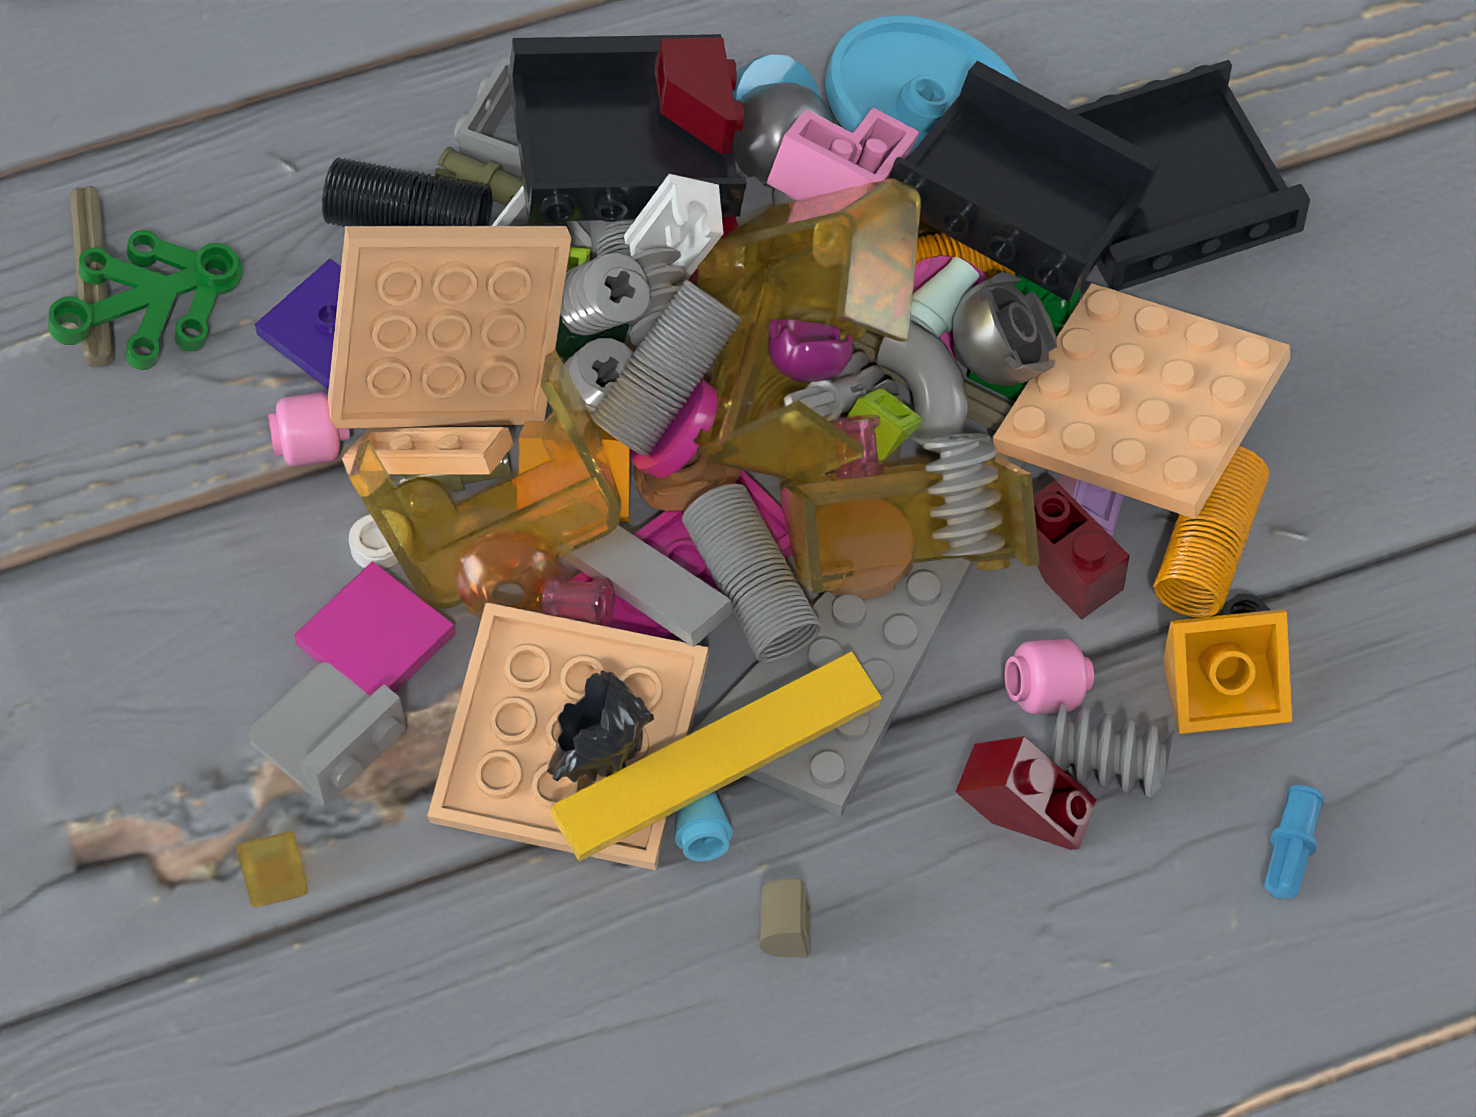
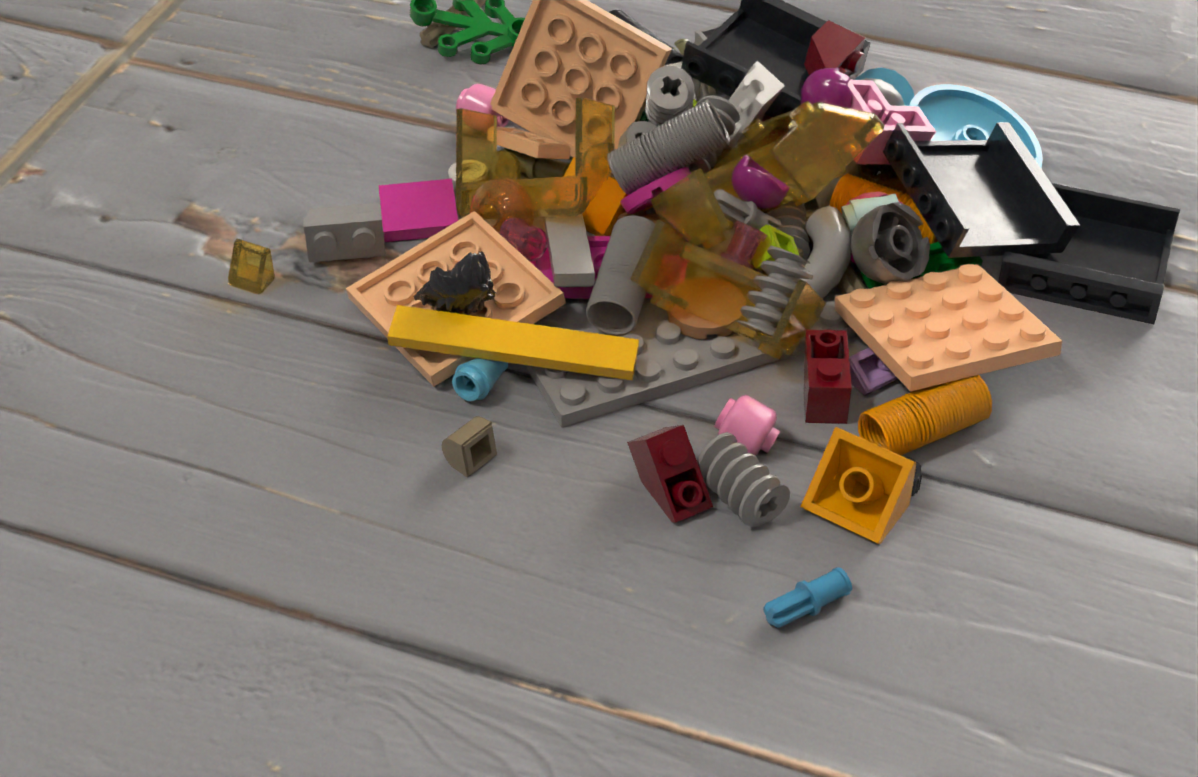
camera: 40 degrees right, 15 degrees down
(774, 166) = (828, 87): none -> magenta hair

